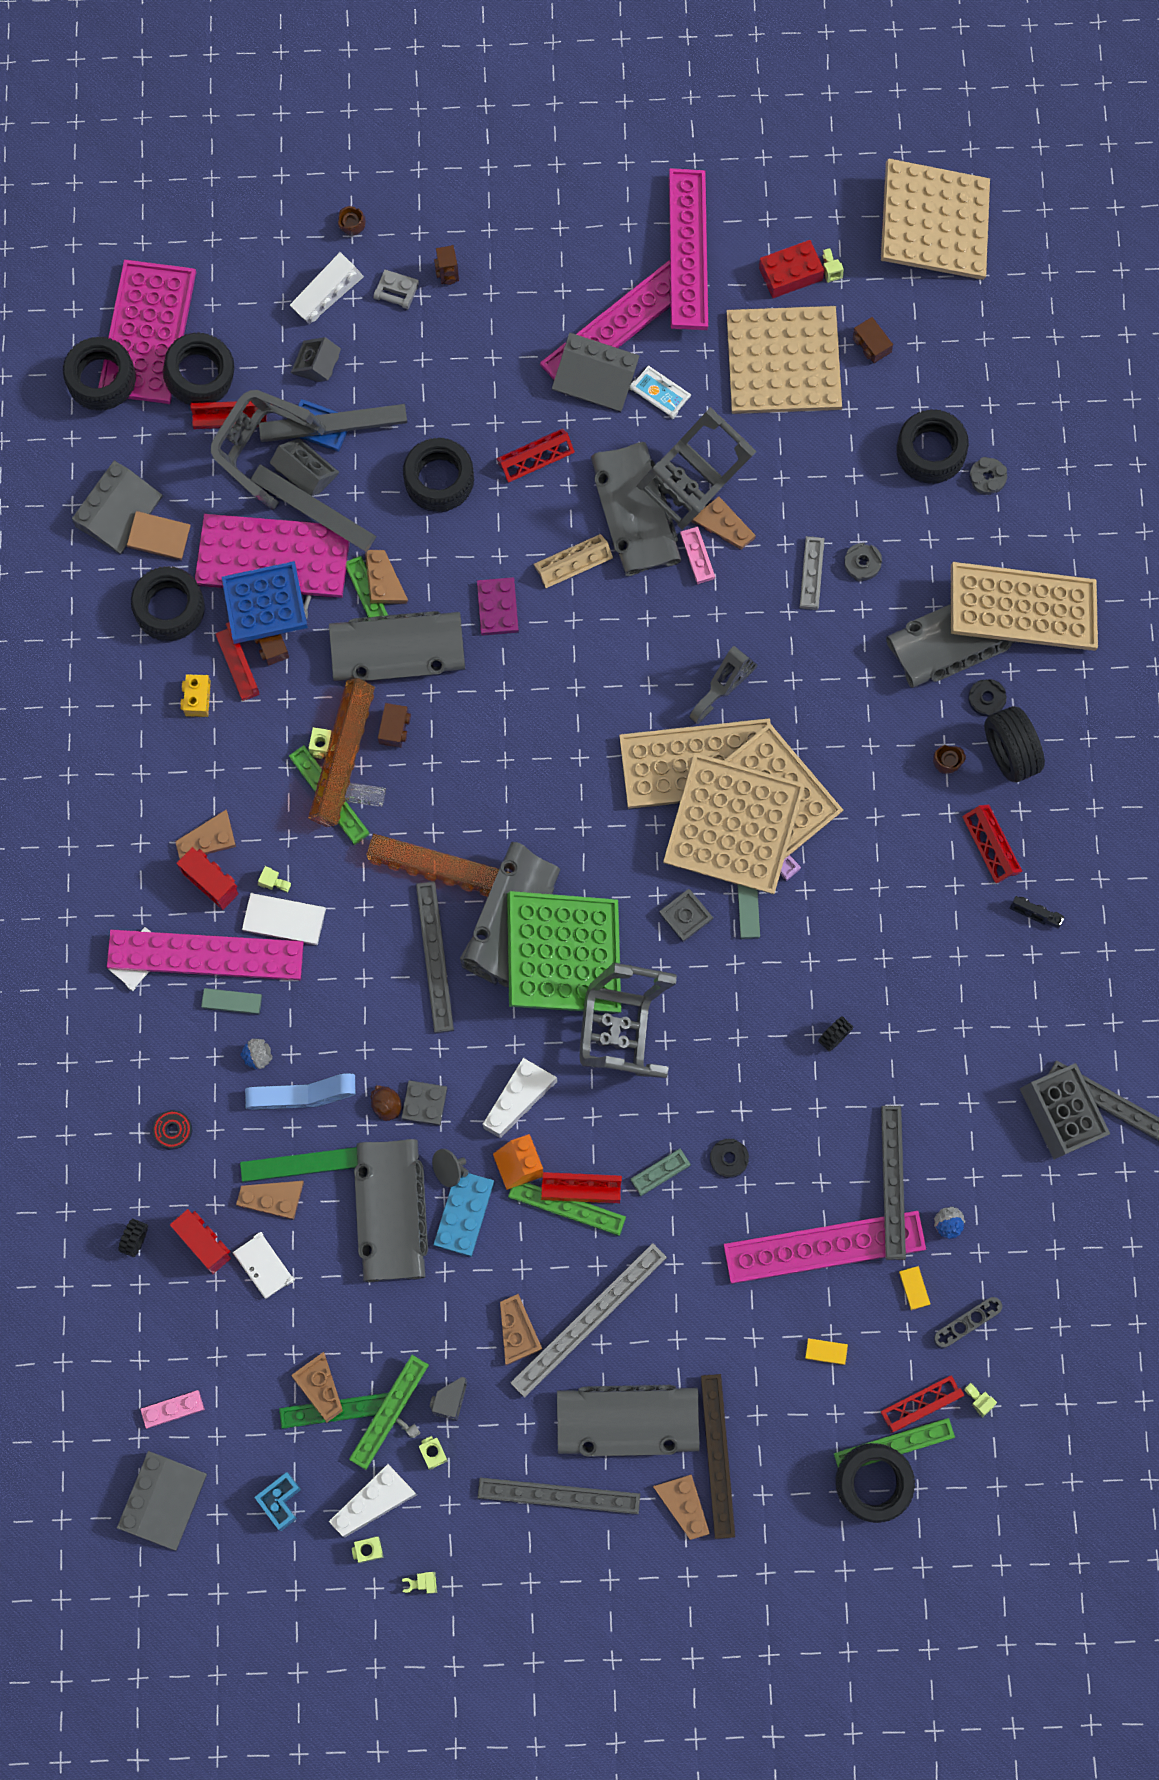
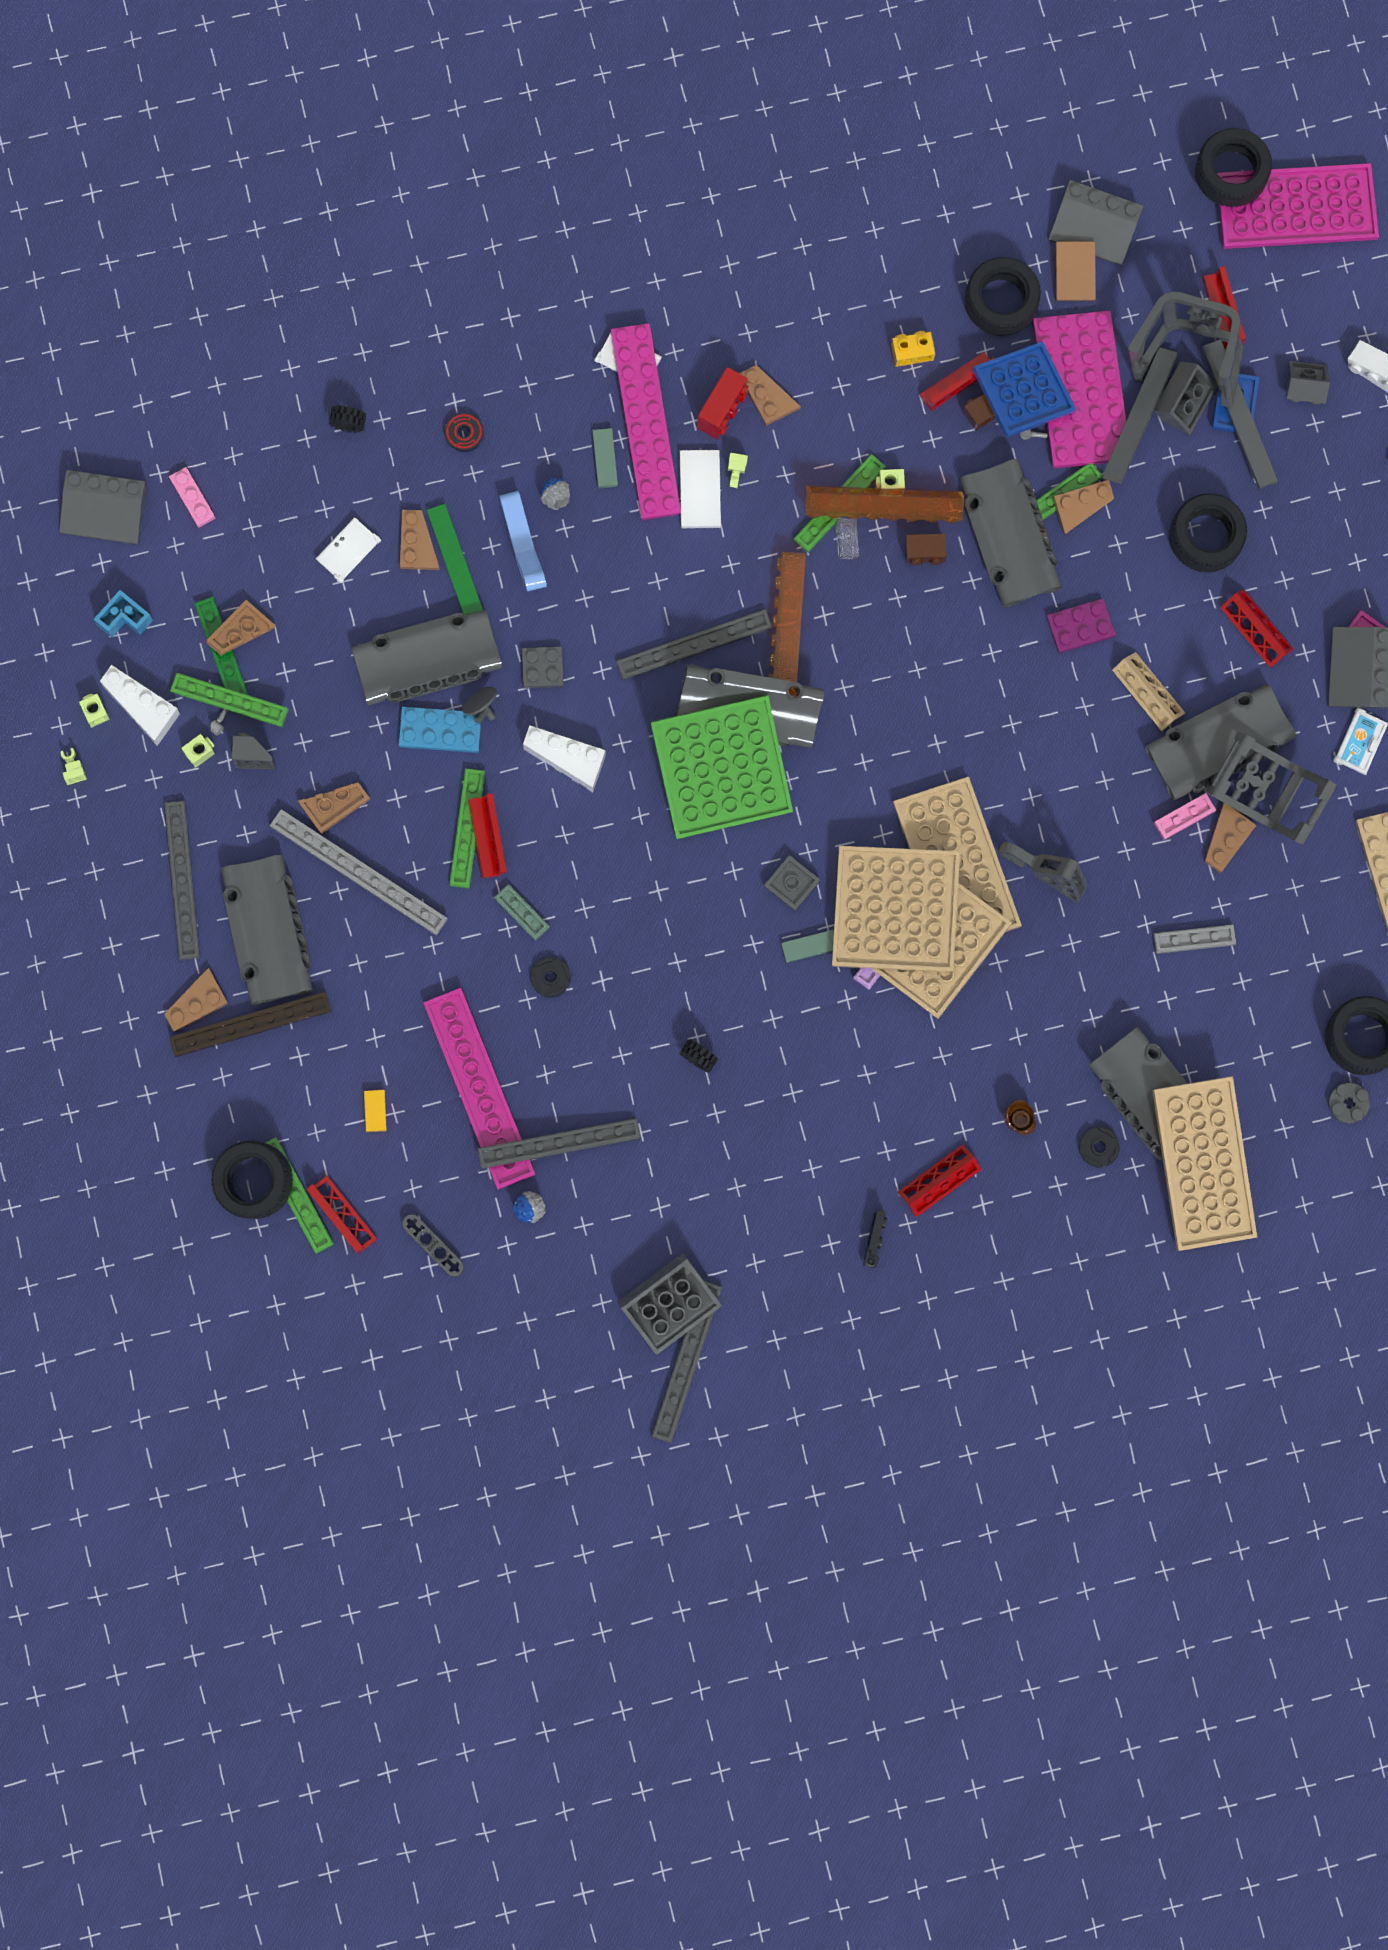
camera: 70 degrees right, 5 degrees up
(201, 1240) = (357, 483): red brick -> none
(206, 346) = (1283, 245): black tyre -> none
(385, 1103) = (534, 629): reddish brown hair -> none
(518, 1162) = (500, 770): orange slope -> none
(595, 991) = (612, 815): dark grey windscreen -> none
(872, 566) = (1217, 1000): dark grey plate -> none
(914, 1288) = (457, 1186): yellow tile -> none
(983, 1403) = (354, 1274): yellowish green piece -> none
(1014, 744) = (1045, 1177): black tyre -> none

